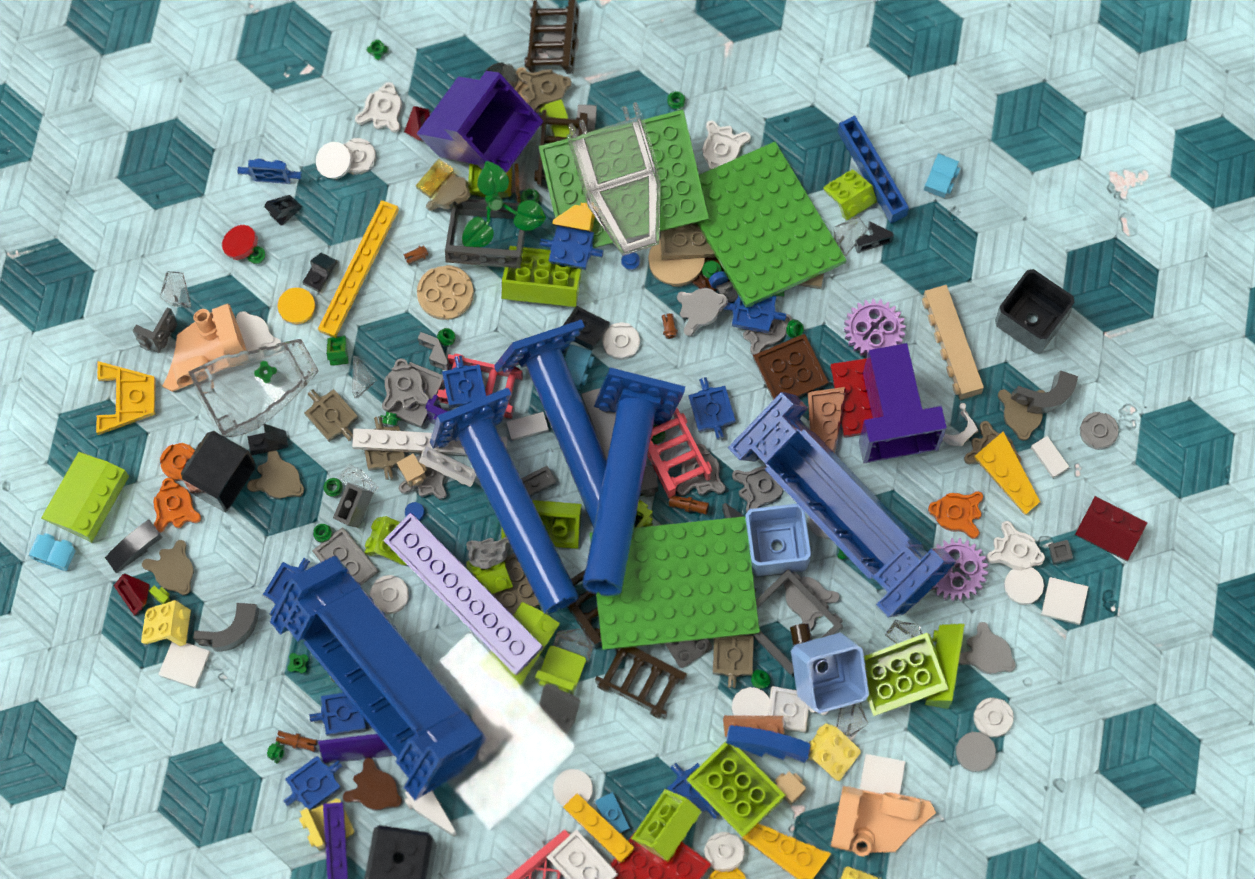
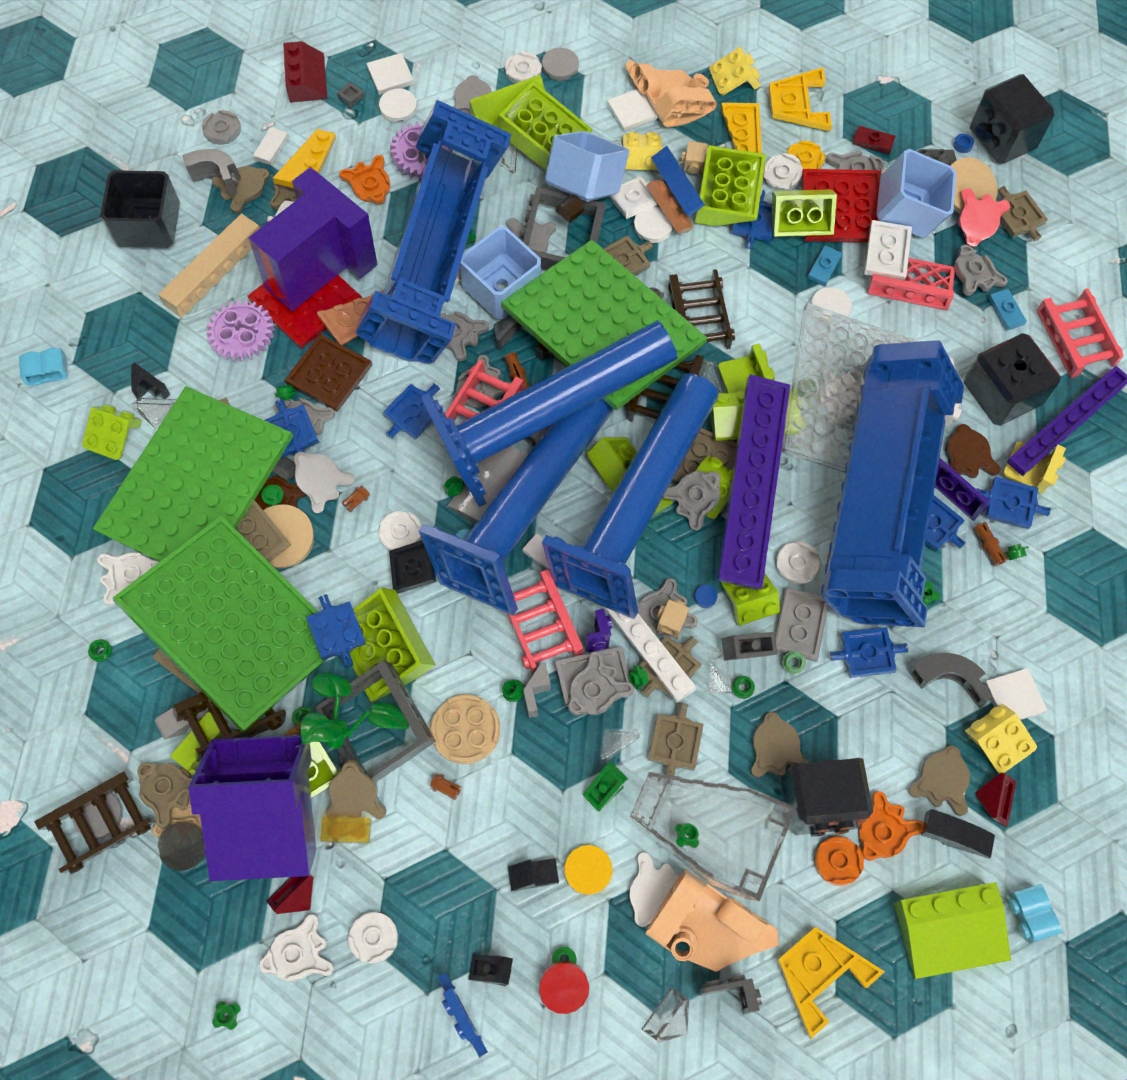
camera: 130 degrees left, 5 degrees down
(160, 594) = (980, 766): lime plate -> none
(271, 440) = (743, 776): black slope -> none
(334, 160) = (396, 956): white tile -> none
(358, 269) = (501, 833): yellow plate -> none
(447, 466) = (645, 591): white plate -> none
(463, 384) = (555, 624): blue plate -> none
(538, 481) = (589, 506): dark grey plate -> none
(559, 707) = (782, 351): dark grey bracket -> none
(577, 218) = (301, 640): yellow slope -> none
(598, 828) = (846, 262): yellow plate -> none
(620, 180) = (229, 610): clear windscreen -> none
(630, 261) = (310, 576): blue plate -> none
(718, 279) = (279, 480): blue tile -> none
(760, 679) = (626, 228): green plate -> none
(873, 169) = (70, 422): blue brick -> none
(1015, 549) = (371, 123): white tile -> none

